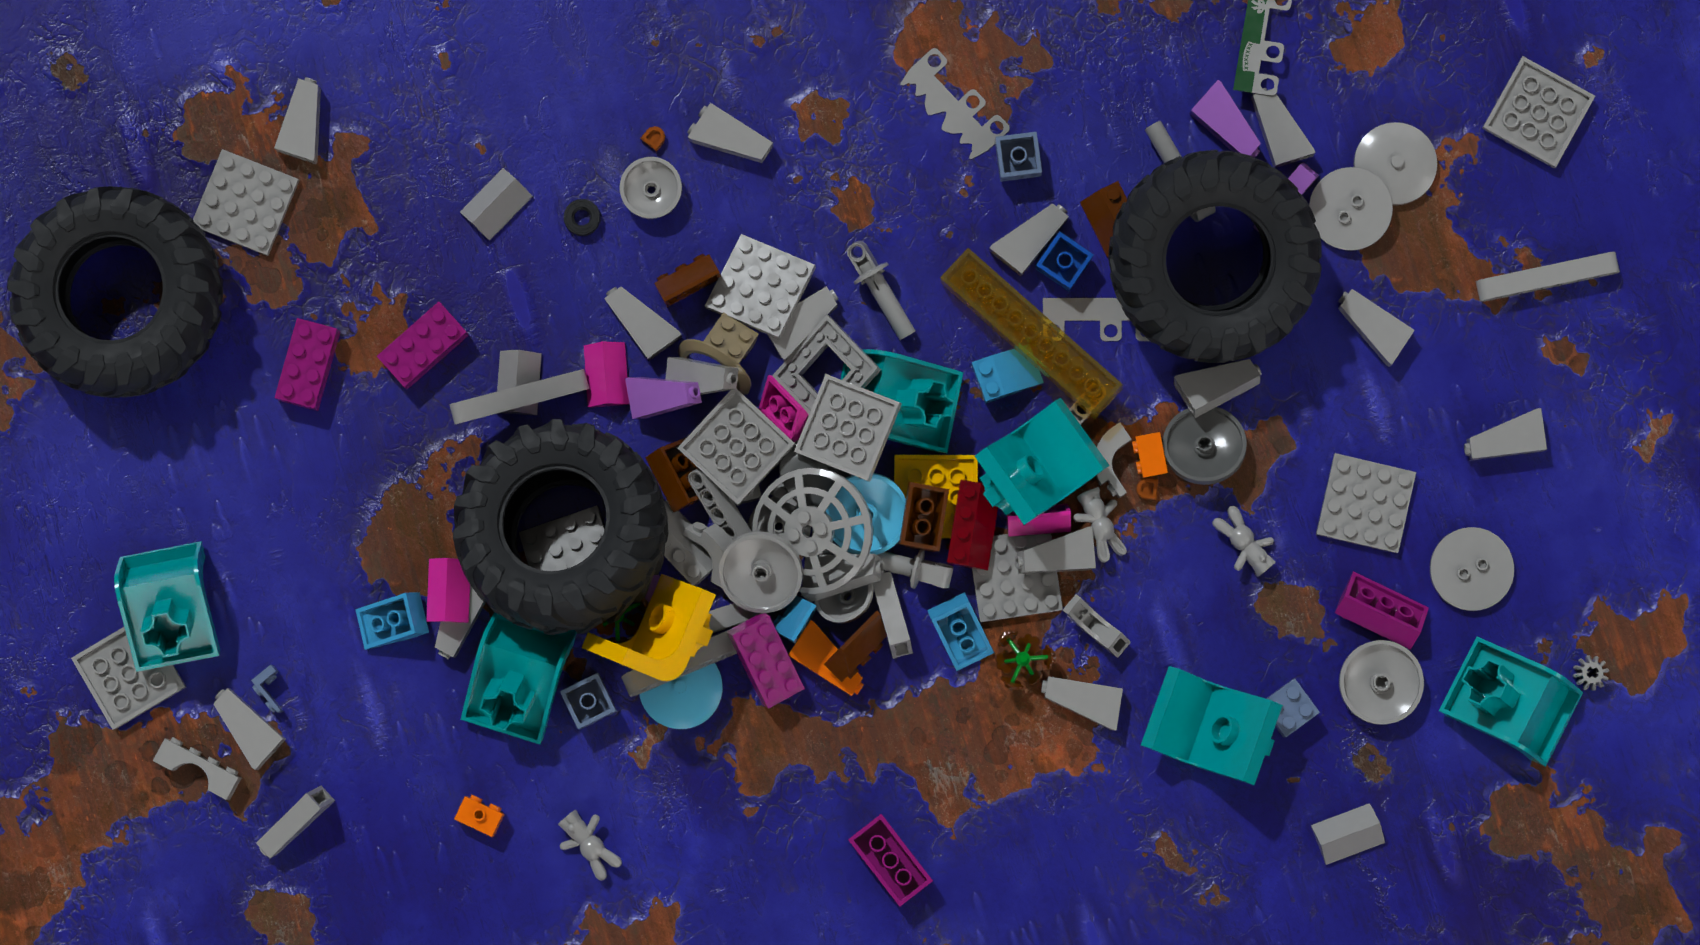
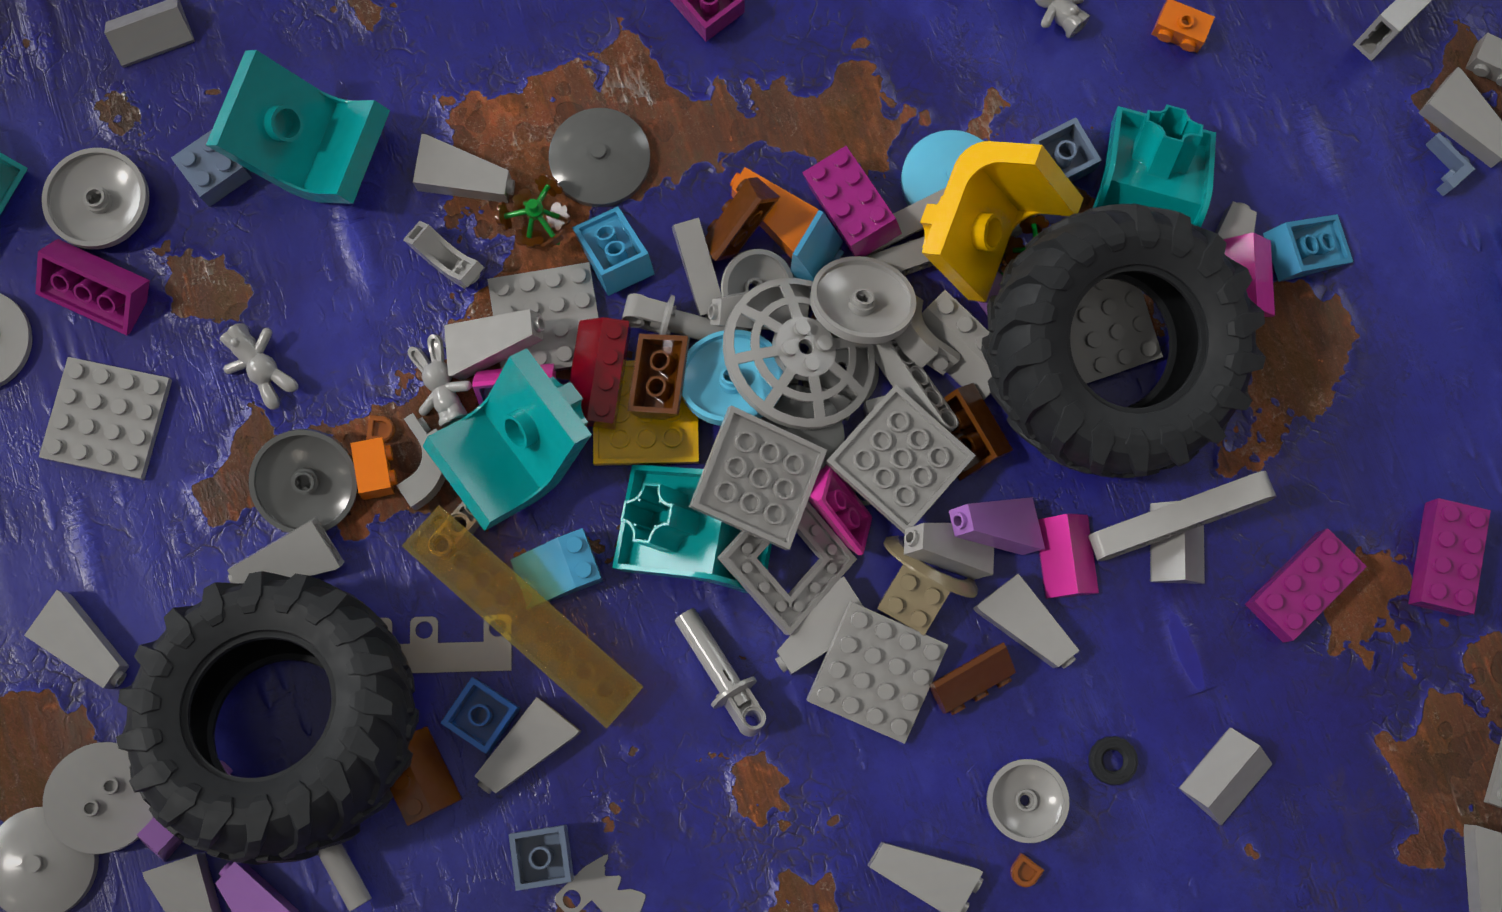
camera: 170 degrees right, 5 degrees down
(971, 713) = (599, 157): none -> dark grey dish

